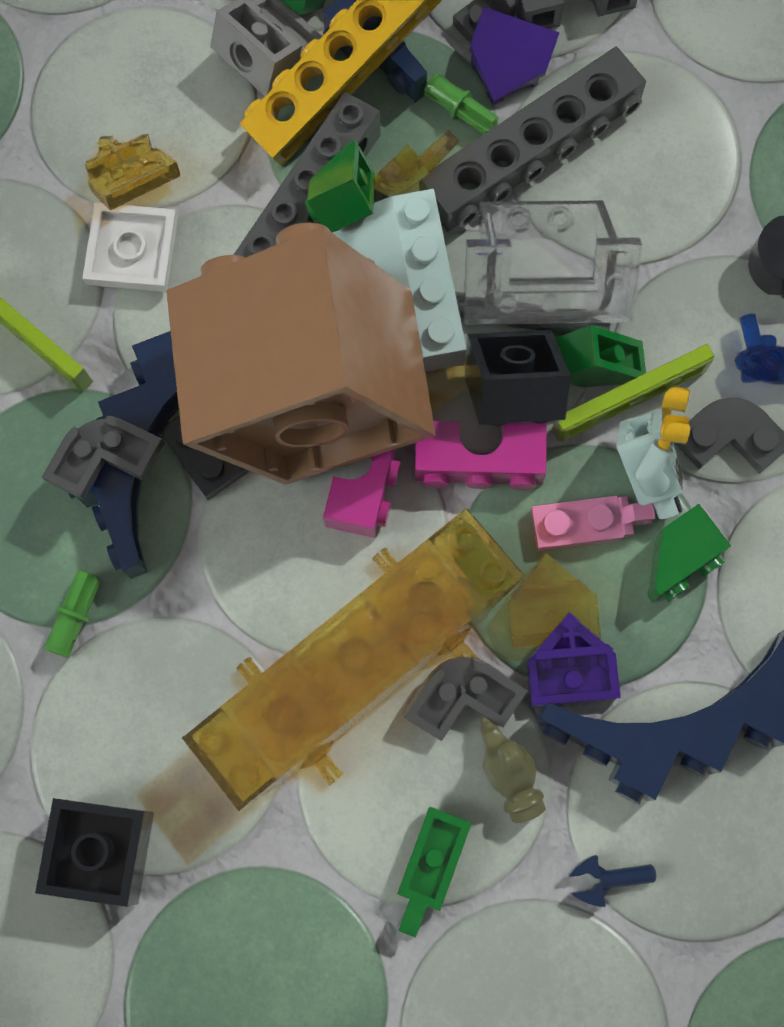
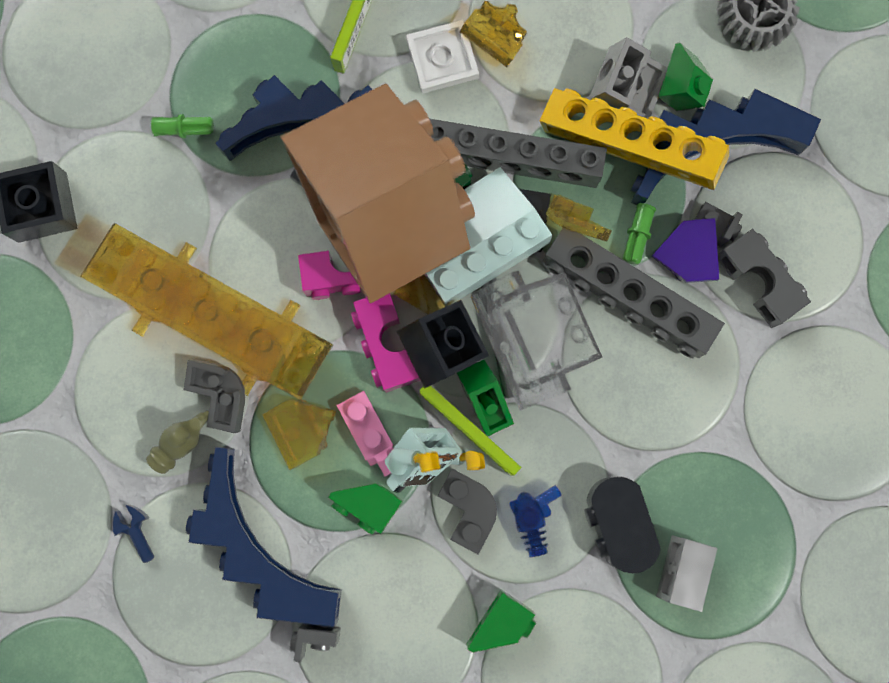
camera: 65 degrees right, 5 degrees up
(97, 442) = (286, 88): dark grey plate -> none
(342, 189) = (530, 175): green slope -> none
(431, 866) = (101, 414): green plate -> none
(572, 667) = (262, 458): dark purple slope -> none

